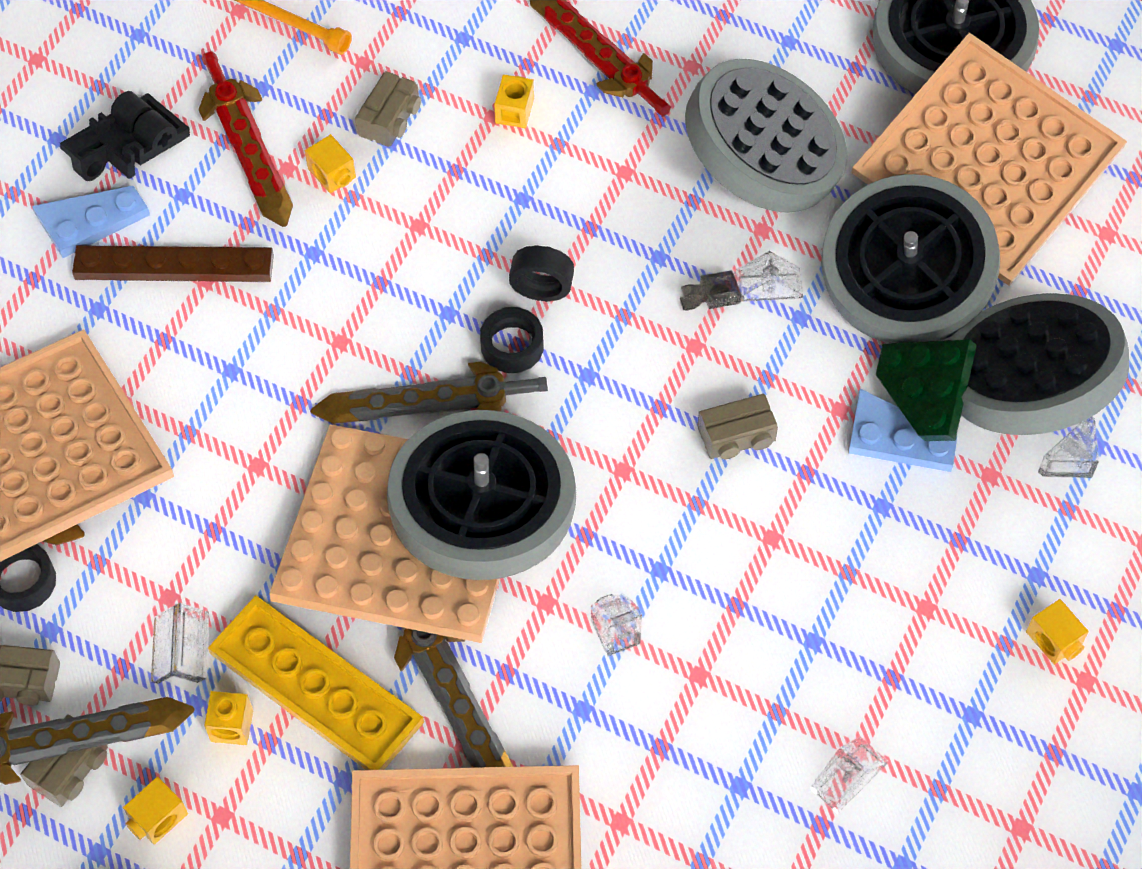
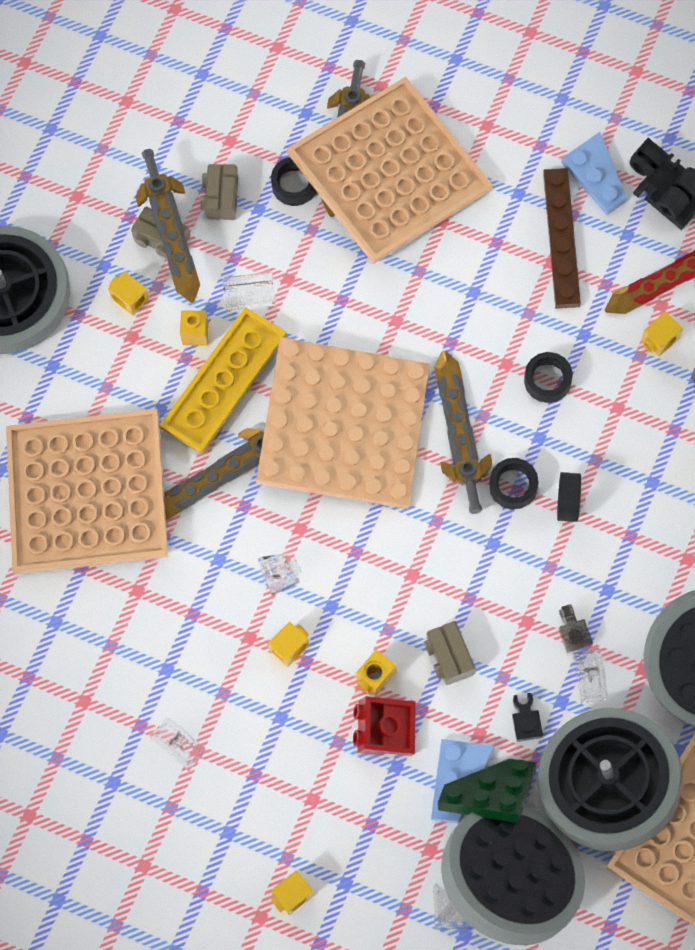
camera: 90 degrees right, 10 degrees up
(370, 269) = (553, 359): none -> black tyre
(481, 494) = (364, 467): black wheel -> none
(715, 617) = (289, 643): none -> yellow brick
(760, 501) = (378, 662): none -> yellow brick
(827, 353) = (526, 722): none -> black plate
(834, 508) = (385, 726): none -> red plate

